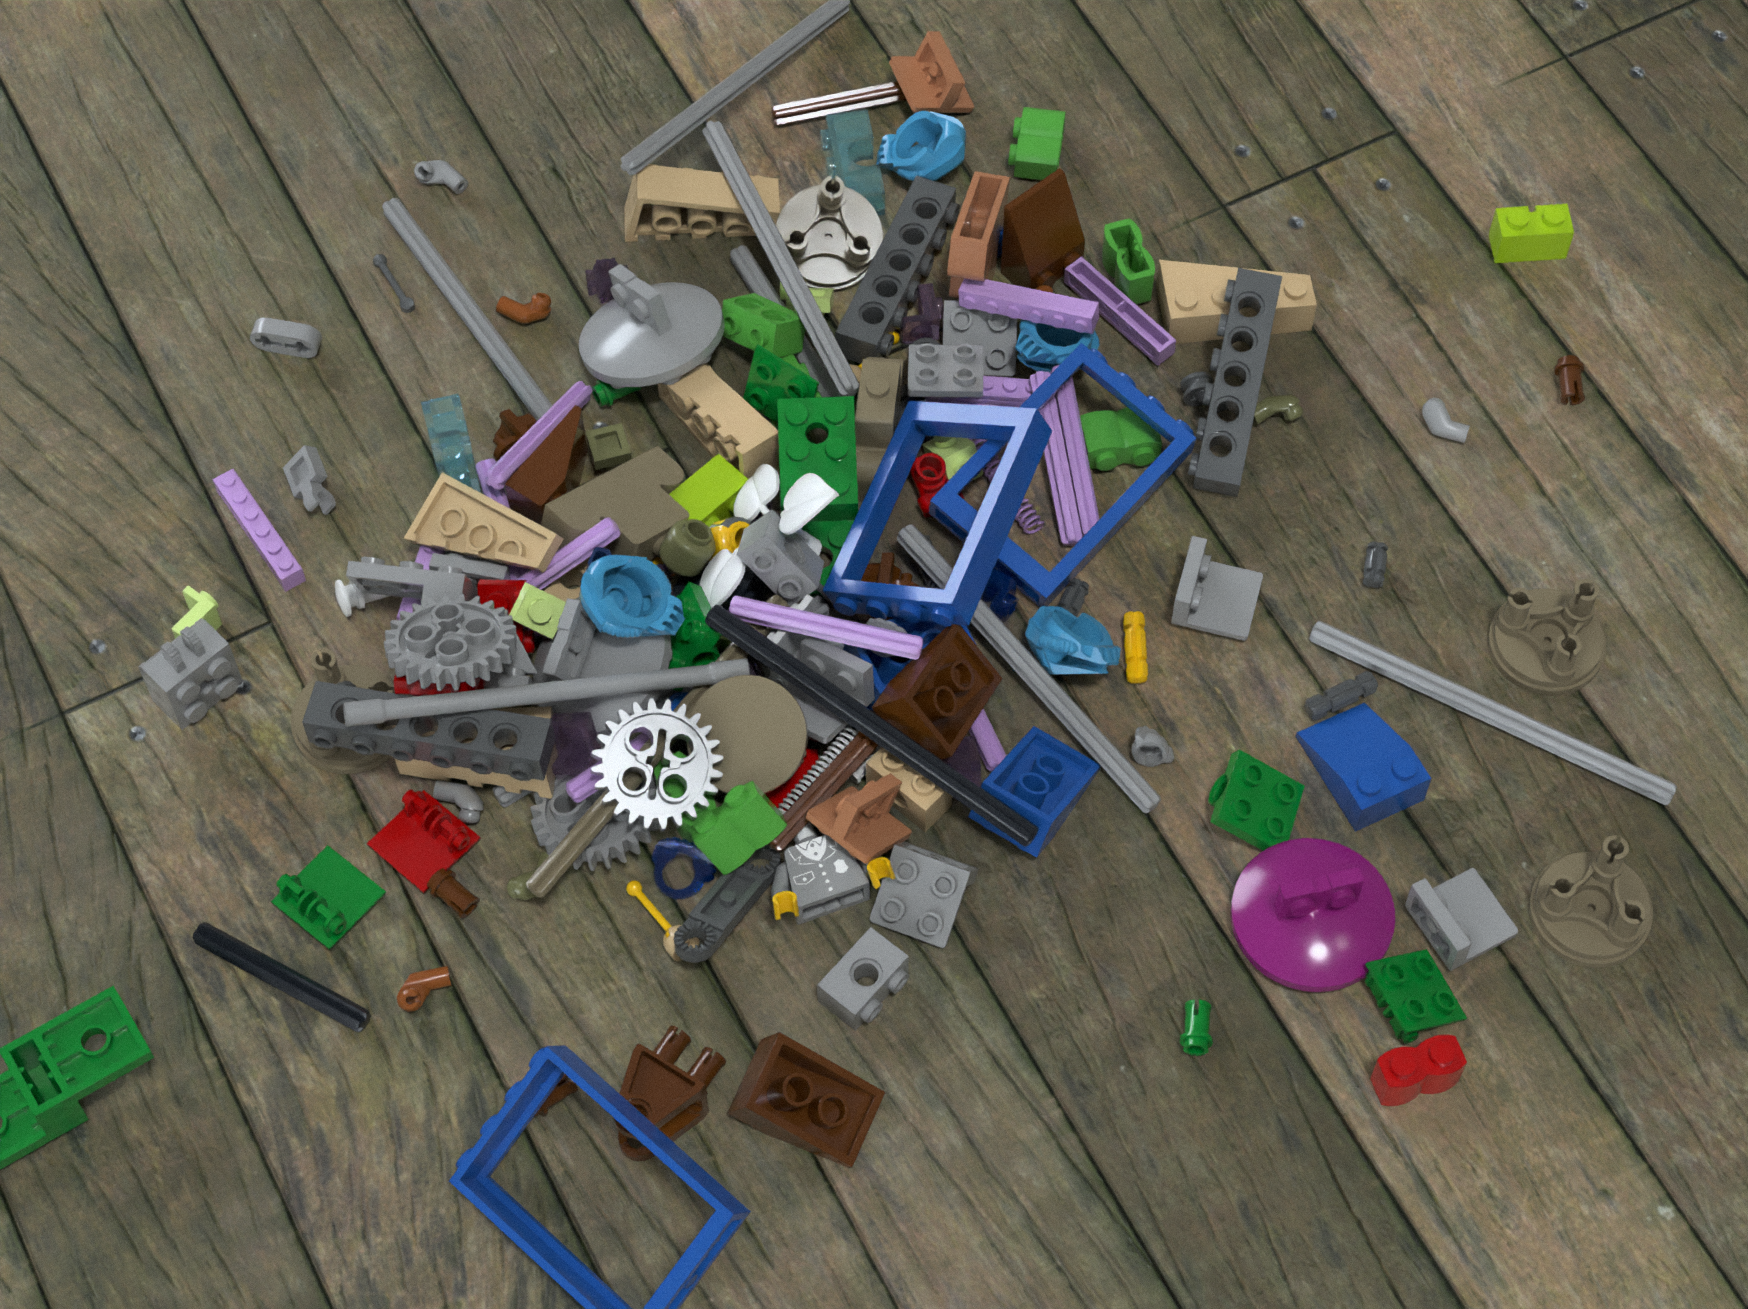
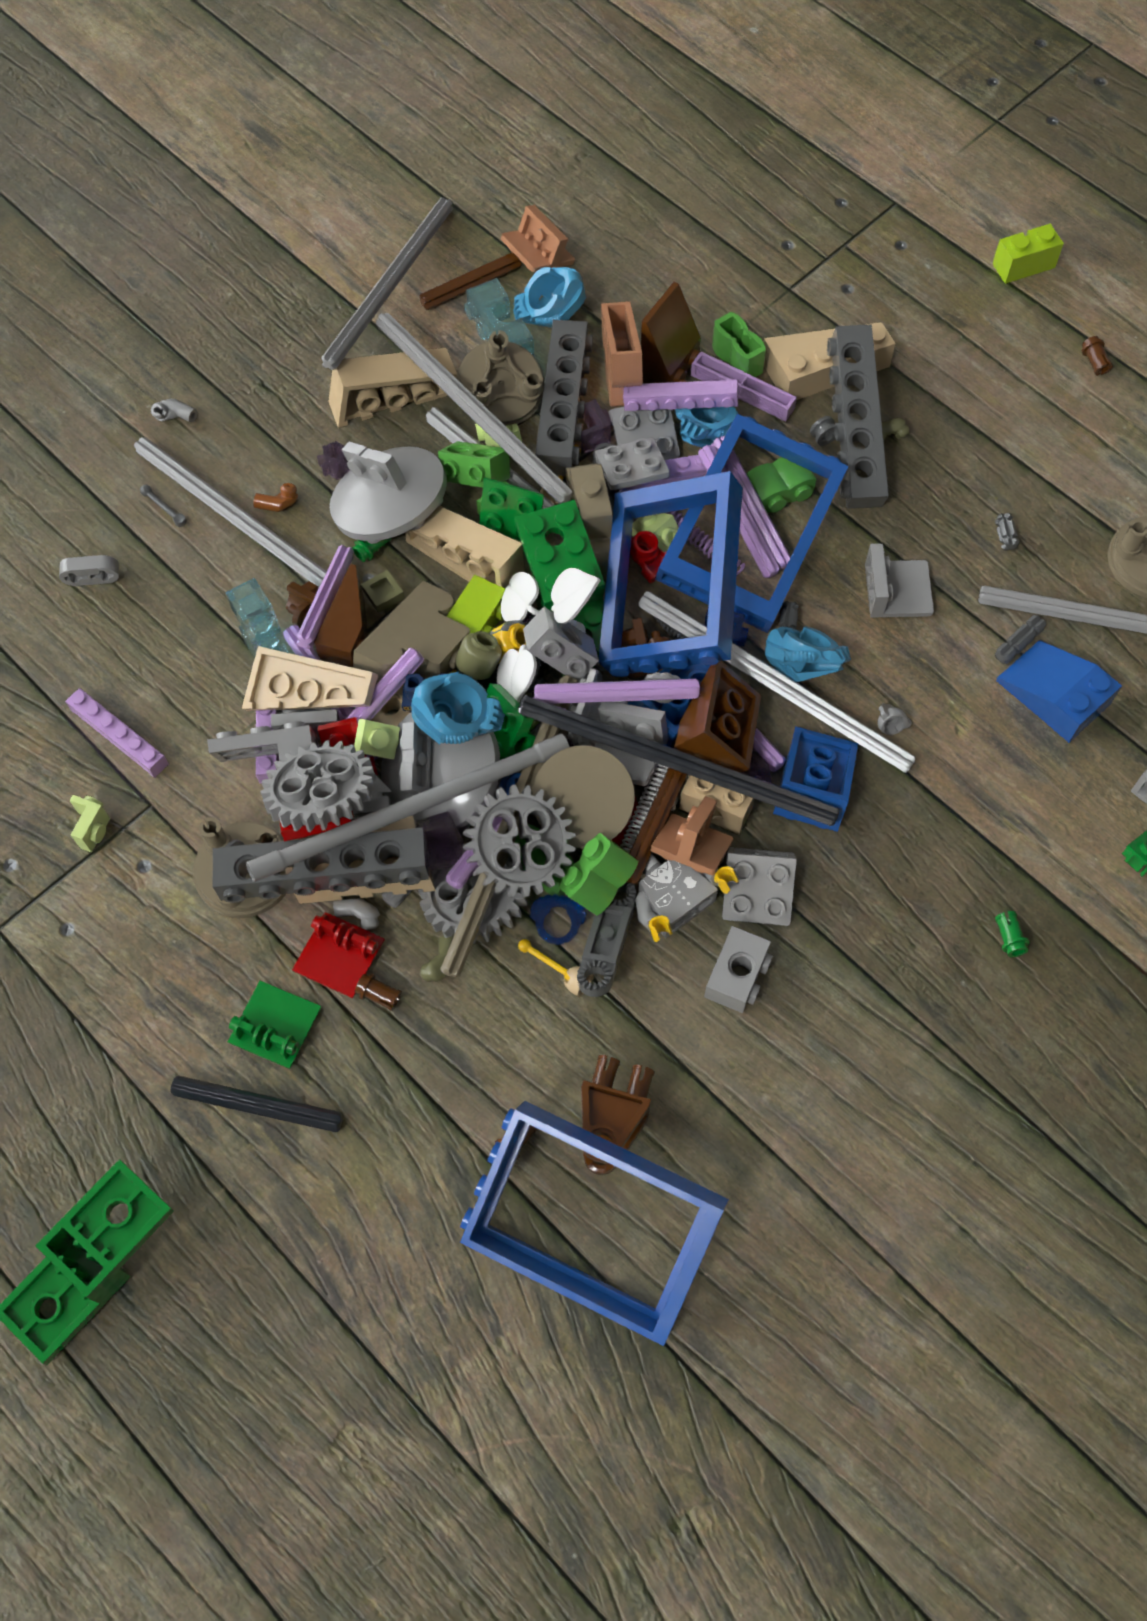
camera: 15 degrees left, 5 degrees up
(191, 673) = (99, 868): light grey hinge -> none
(305, 477) = (142, 680): light grey plate -> none
(351, 596) = (212, 767): white pin -> none
(419, 985) = (375, 1079): dark orange arm -> none
(806, 1100) = (726, 1084): reddish brown slope -> none
(1038, 144) = (635, 274): bright green brick -> none
(1135, 647) = (849, 637): yellow axle -> none
(1255, 801) = (990, 741): green plate -> none
(1312, 914) = (1066, 818): magenta bracket -> none
(1440, 423) = (1014, 412): light grey arm -> none

